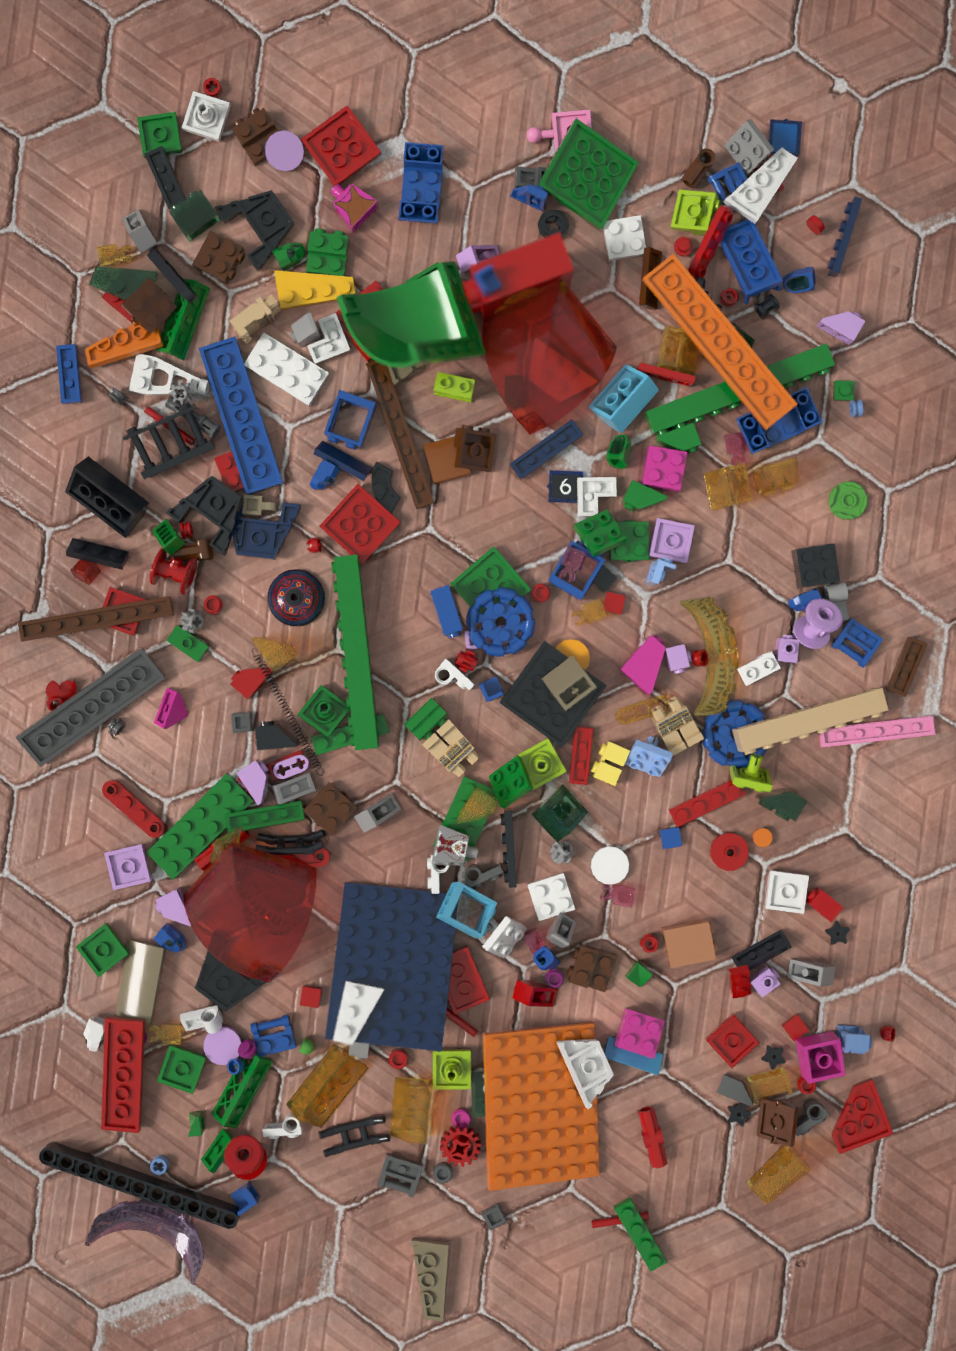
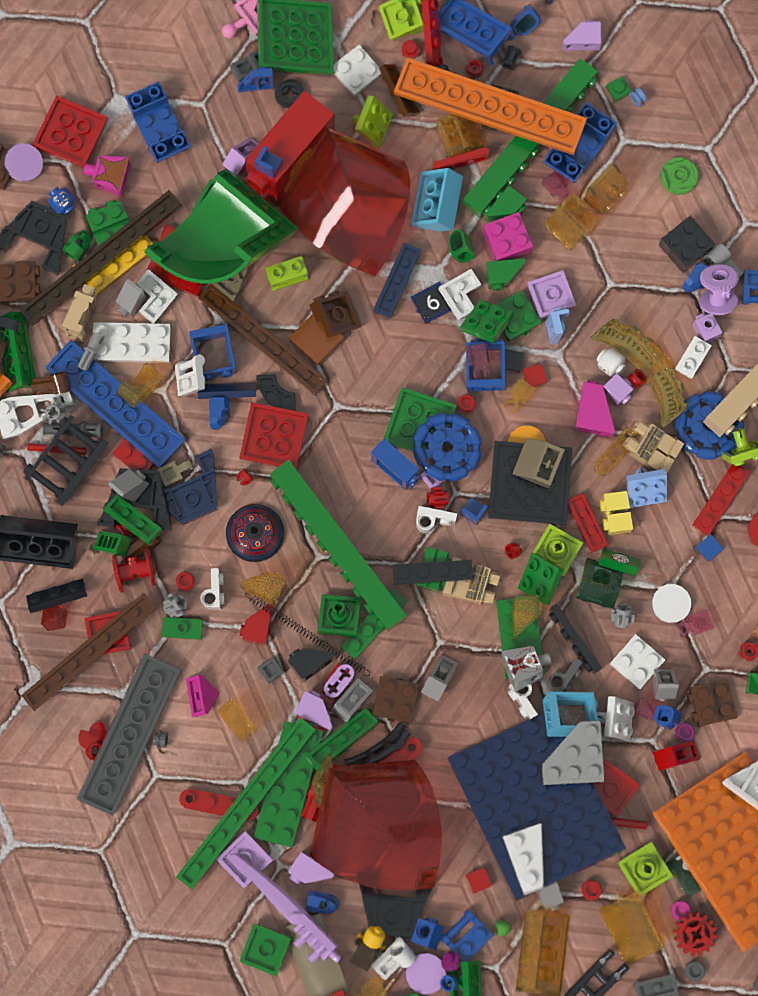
camera: 30 degrees left, 10 degrees down
(140, 937) = (294, 913): none -> lavender piece
(154, 823) = (246, 803): none -> green plate
(186, 749) = (237, 720): none -> clear yellow panel
(186, 998) = (368, 947): none -> piece
(196, 527) = (133, 519): none -> green plate
(197, 367) = (55, 383): none -> reddish brown piece
(207, 496) = (129, 484): none -> light grey slope
(234, 1015) = (433, 939): none -> blue brick
(239, 620) = (216, 580): none -> white plate
(245, 357) = (90, 351): none -> light grey axle
(270, 413) = (140, 386): none -> clear yellow panel
(298, 206) = (62, 200): none -> blue head
(301, 278) = (100, 257): none -> dark brown plate
(314, 435) = (192, 381): none -> white plate
(422, 723) = (432, 572): none -> black plate
(447, 951) = (577, 757): none -> light grey plate
(503, 742) = (513, 550): none -> red hinge
(587, 805) = (619, 562): none -> green slope
(610, 294) = (373, 121): none -> lime plate
(686, 630) = (611, 362): none -> white head

